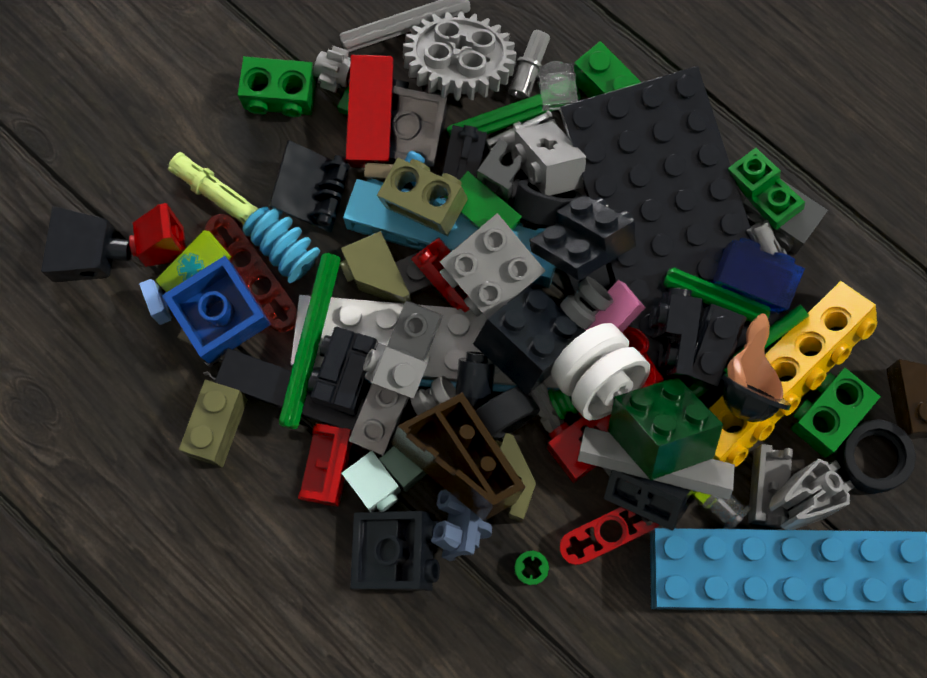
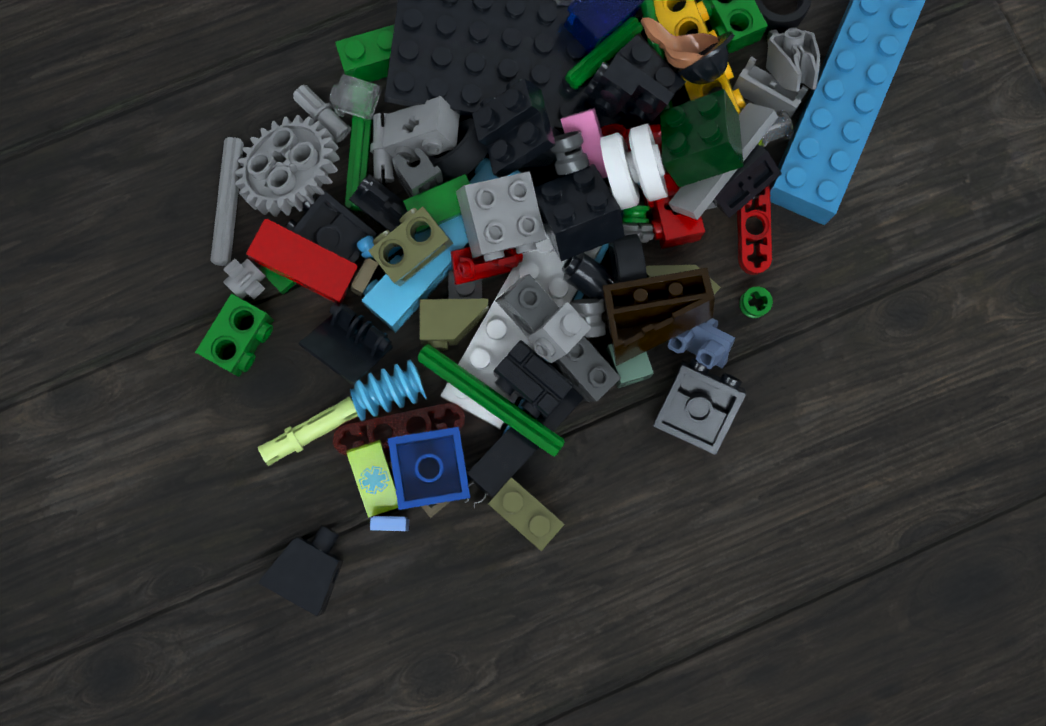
camera: 75 degrees left, 5 degrees up
(157, 236) = (331, 499): red slope -> none
(325, 463) = (602, 433): red hinge -> none
(372, 483) = (635, 399): light aqua brick -> none

